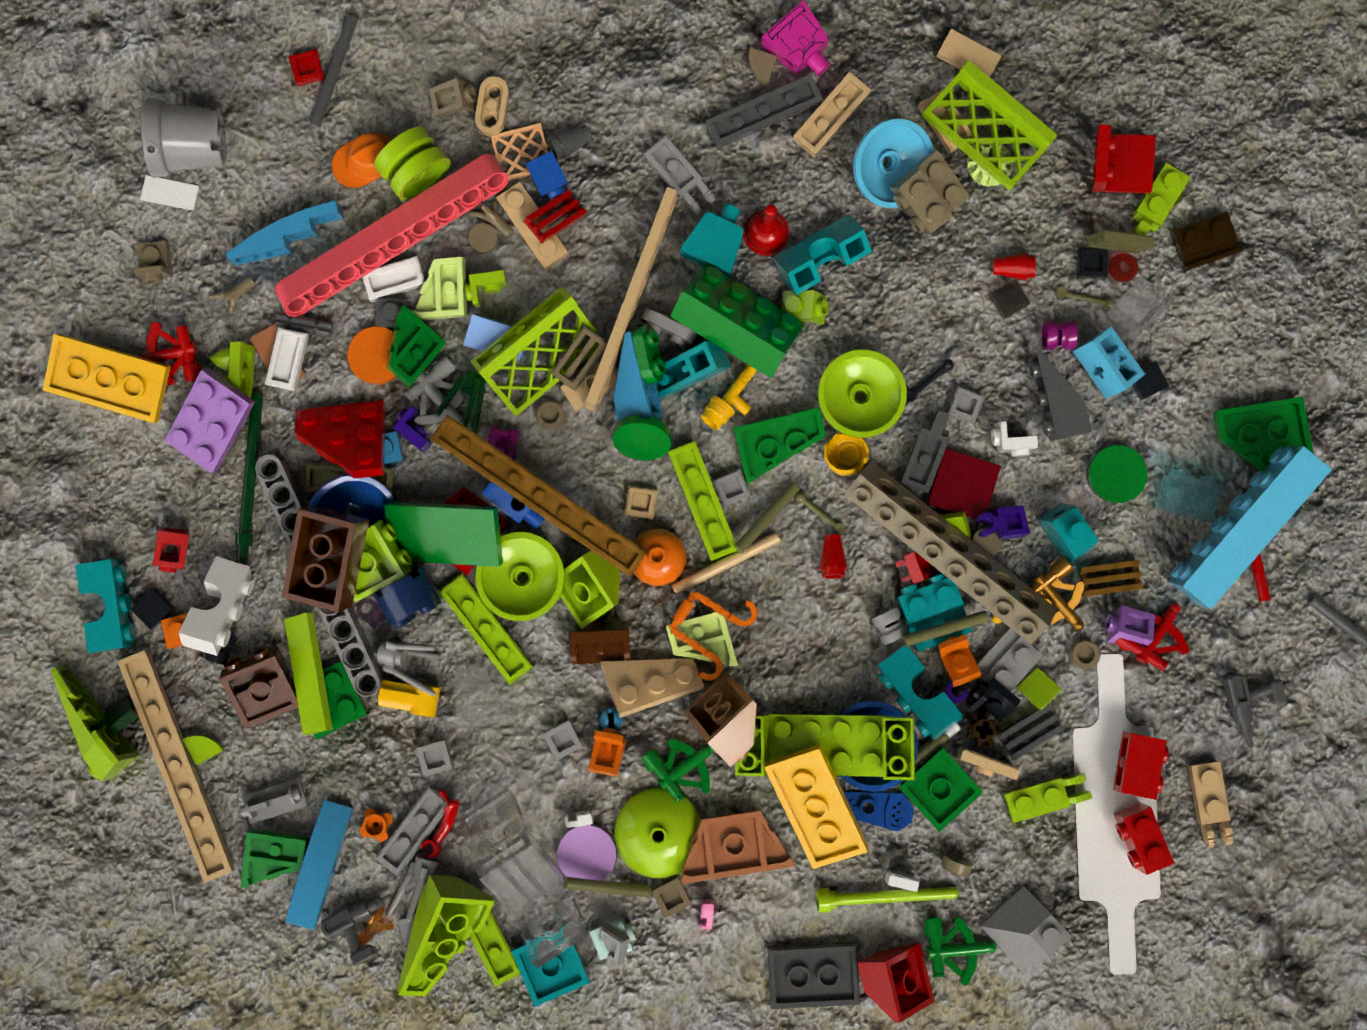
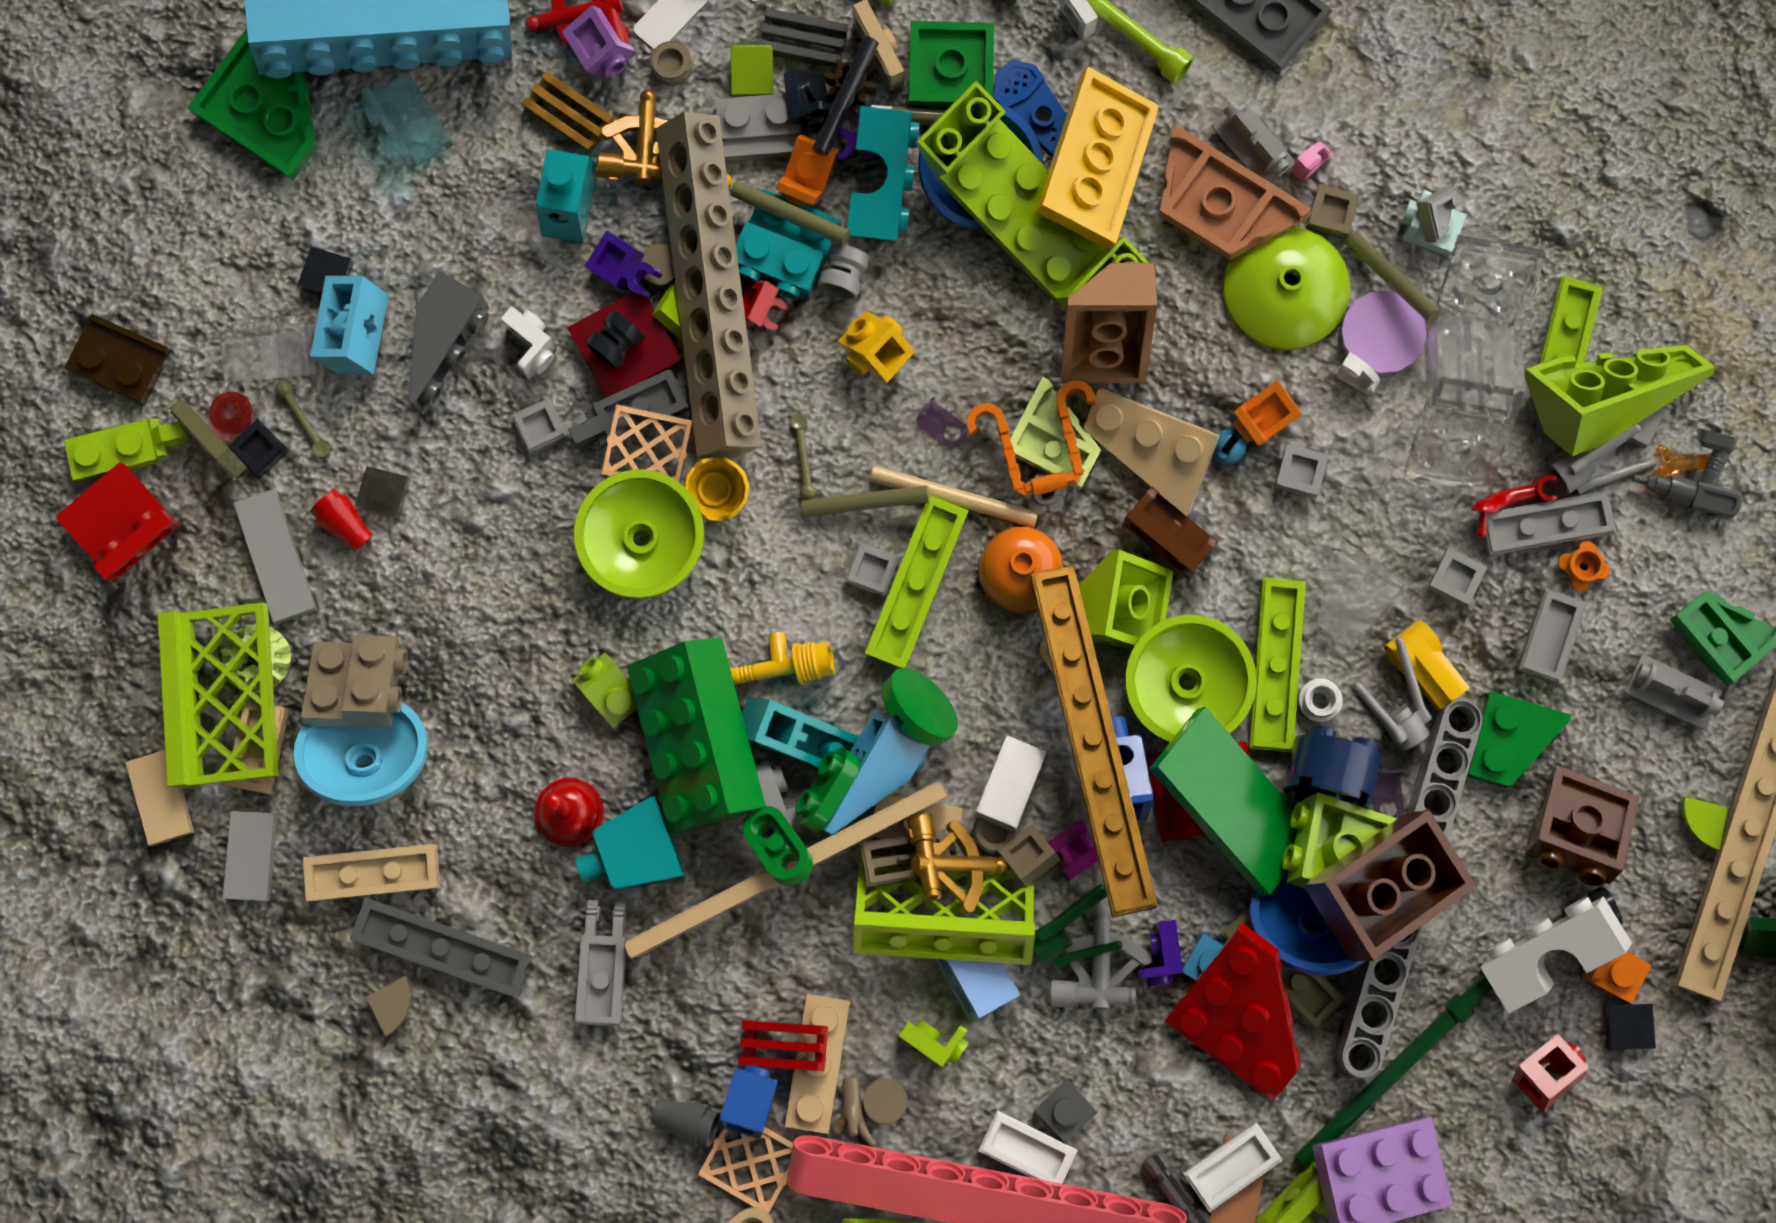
camera: 135 degrees left, 5 degrees down
(114, 628) = (1656, 1103): teal arch -> none
(308, 674) = (1517, 791): lime tile -> none
(319, 865) = (1683, 577): dark azure slope -> none
(361, 772) = (1551, 636): none -> light grey tile
(369, 355) = (1126, 1079): orange tile -> none
(411, 346) = (1079, 1046): green wing -> none
(439, 630) = (1333, 697): none -> white plate
(444, 290) = (985, 1081): yellowish green wing -> none
(521, 417) = (1029, 855): none -> dark tan tile
(553, 978) = (1533, 230): teal plate -> none
(561, 363) = (932, 865): none -> pearl gold piece
(563, 444) = (1010, 783): none -> tile
(641, 502) = (984, 644): tan tile -> none
(643, 301) = (779, 848): none -> green plate
(670, 778) = (1222, 330): green piece -> none
(745, 895) = (1252, 142): none -> light grey hinge
(772, 594) = (935, 419): none -> clear purple piece
(776, 439) = (776, 575): green wing -> none
(798, 41) = (326, 989): dark pink torso -> none
(833, 558) = (835, 396): red cone -> none
(836, 600) = (876, 346): none -> yellow brick
(839, 241) = (501, 723): teal arch -> none
(897, 69) = (250, 856): none -> light grey tile
(913, 458) = (613, 440): none -> light nougat window
(948, 364) = (516, 485): black hinge -> none
(972, 485) = (623, 338): none -> black wheel
(976, 716) = (845, 96): none -> black bar
(1030, 219) = (275, 556): none -> light grey tile
(1059, 335) = (370, 404): magenta wheel -> none
(1117, 474) = (455, 208): green tile -> none

